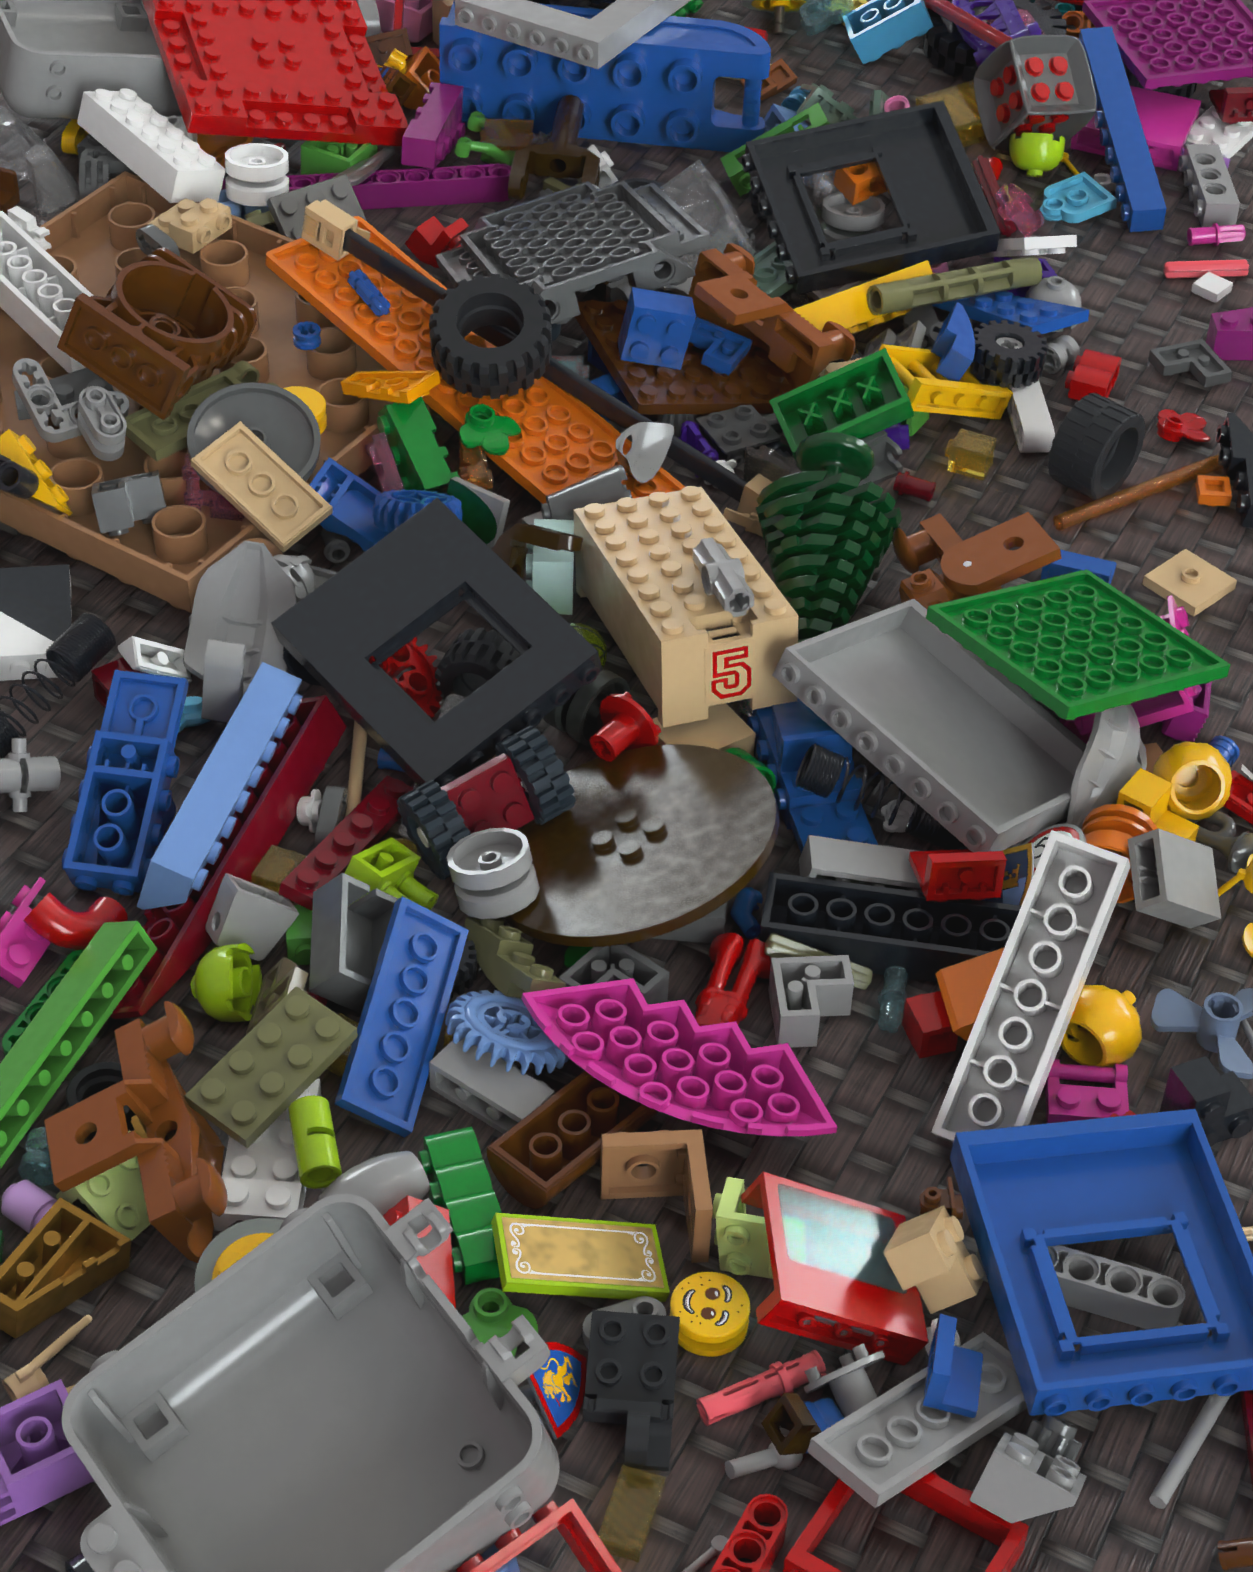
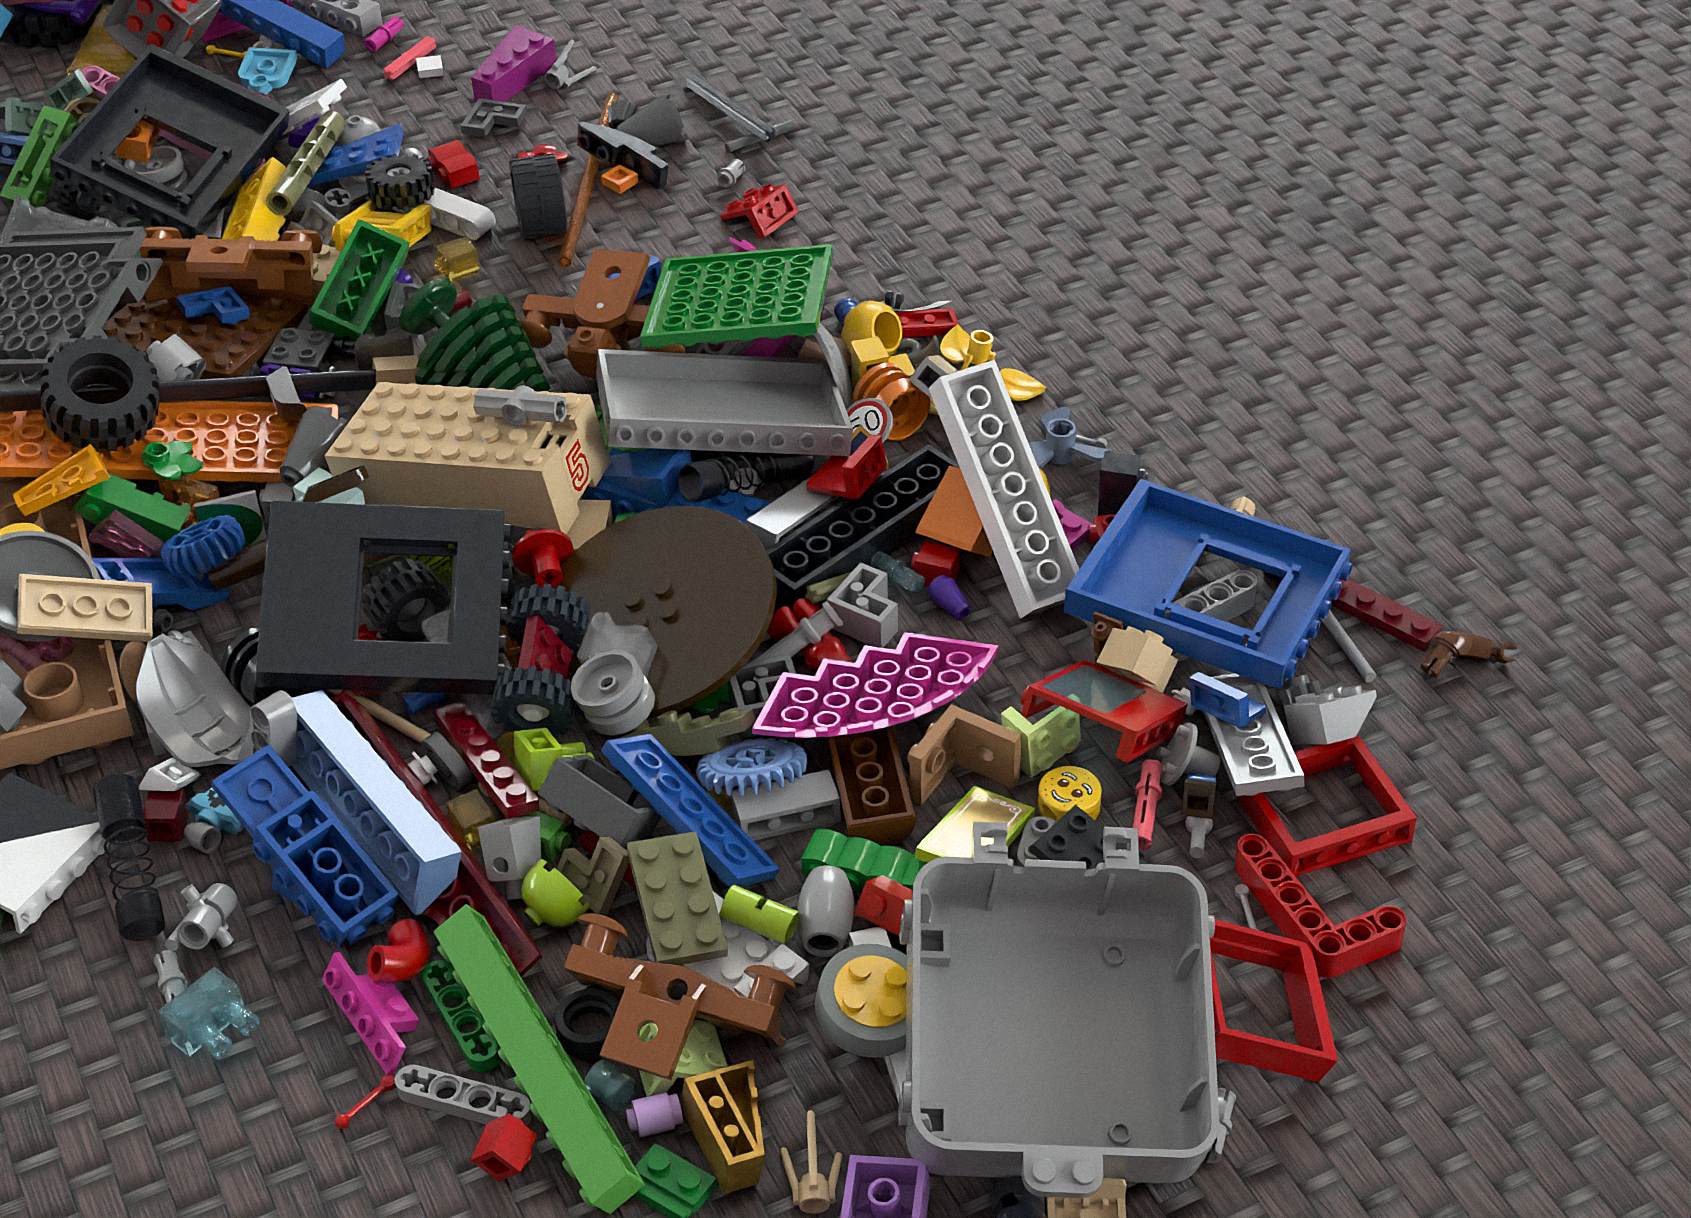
camera: 50 degrees left, 0 degrees up
(552, 841) = (605, 636): none -> clear brick
(601, 360) = (175, 360): none -> light grey brick
(656, 328) = (181, 310): blue brick -> none
(719, 970) = (808, 631): none -> light grey pin
(898, 1057) = (949, 597): none -> dark purple cone
(955, 344) = (366, 195): blue slope -> none
(1036, 152) = (205, 52): lime cylinder -> none
(1190, 581) = (684, 238): tan plate -> none

